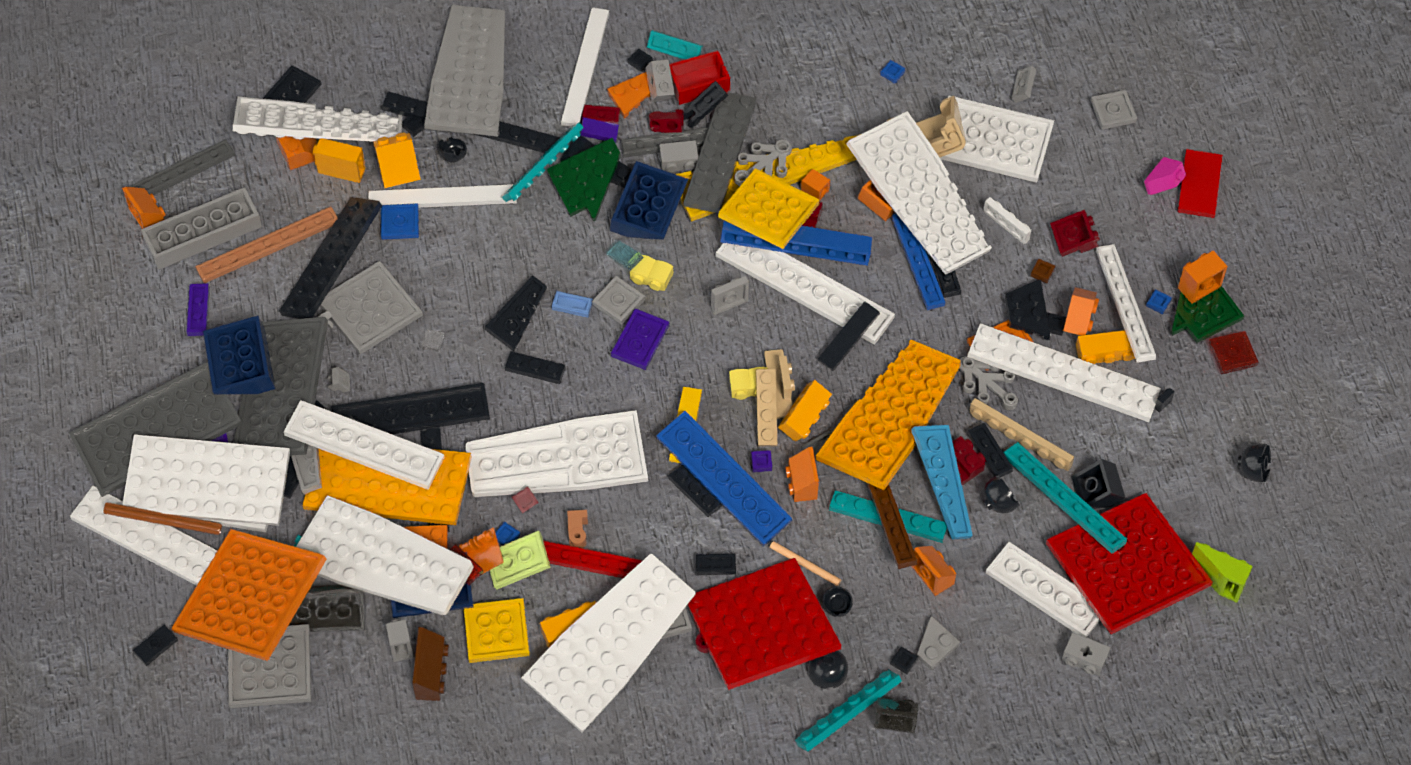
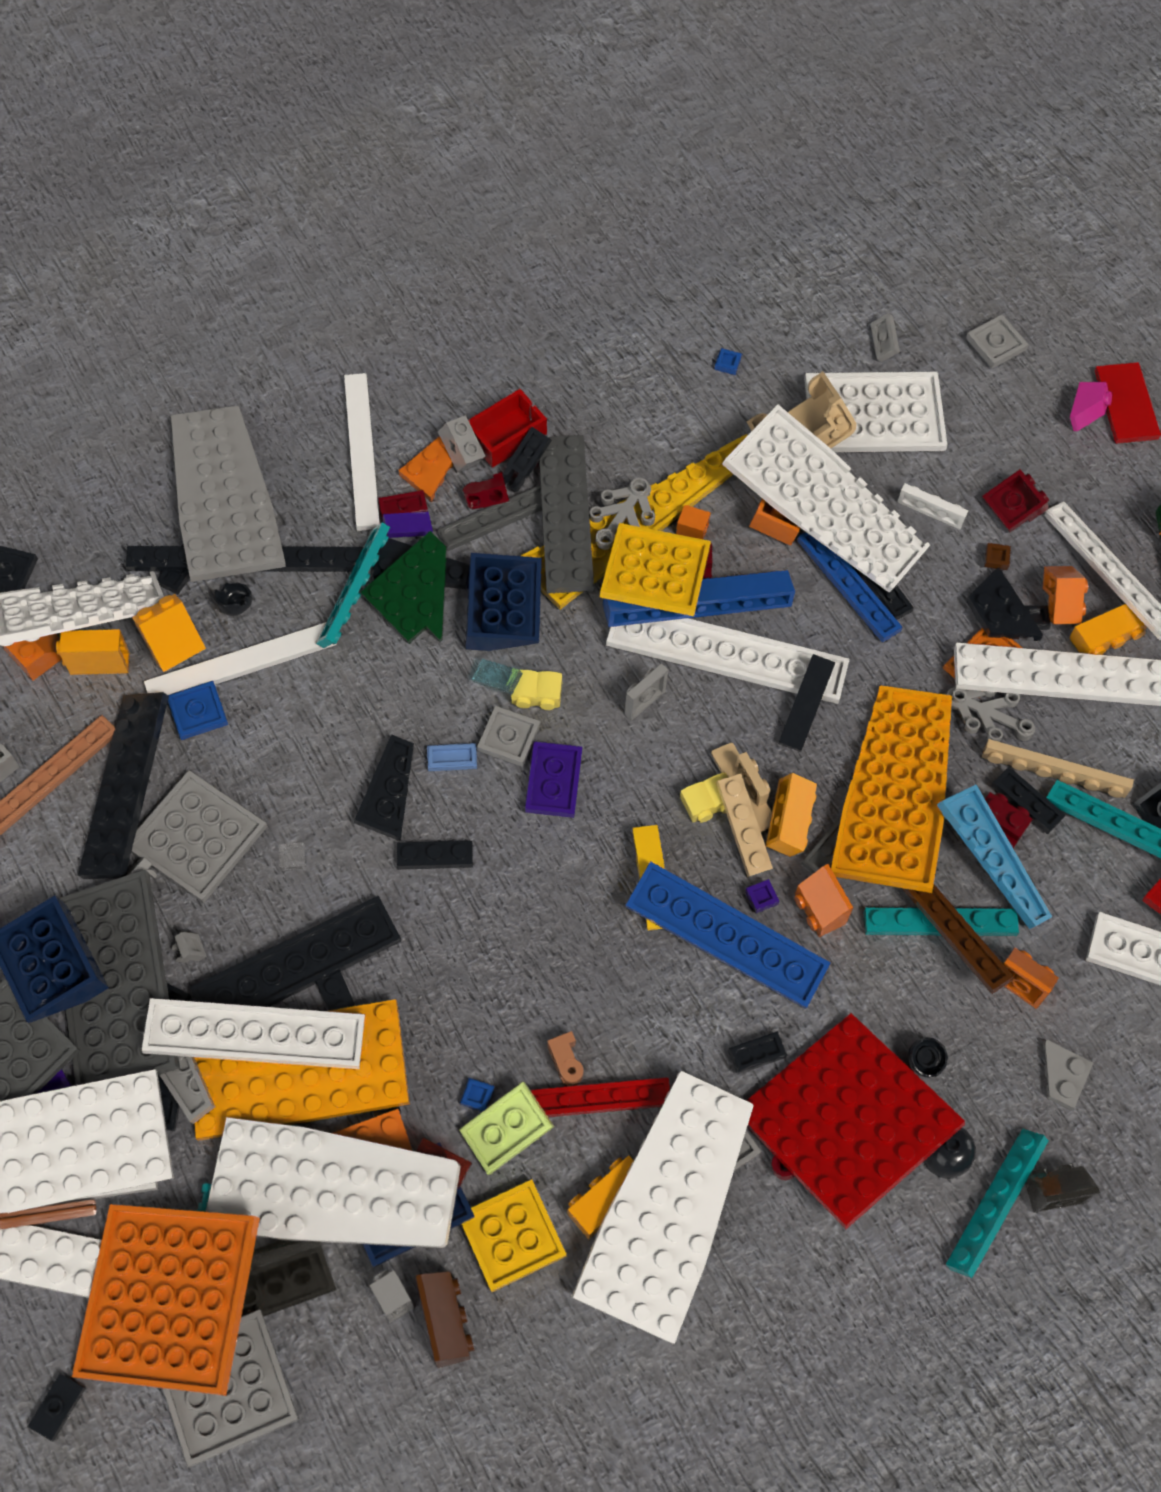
camera: 20 degrees left, 5 degrees up
(484, 550) = (457, 1130): orange hinge -> none
(525, 499) = (486, 1039): dark red tile -> none
(560, 457) = (508, 968): white wing -> none
(639, 60) = (425, 424): black tile -> none
(673, 45) = (461, 396): teal plate -> none
(678, 156) = (516, 532): light grey brick -> none
(694, 490) = (693, 960): black plate -> none
(805, 563) = (866, 1016): light nougat bar -> none
(904, 660) = (1035, 1108): black tile -> none
(999, 496) = (1066, 856): black cylinder -> none
(1159, 302) = (1141, 557): blue tile -> none

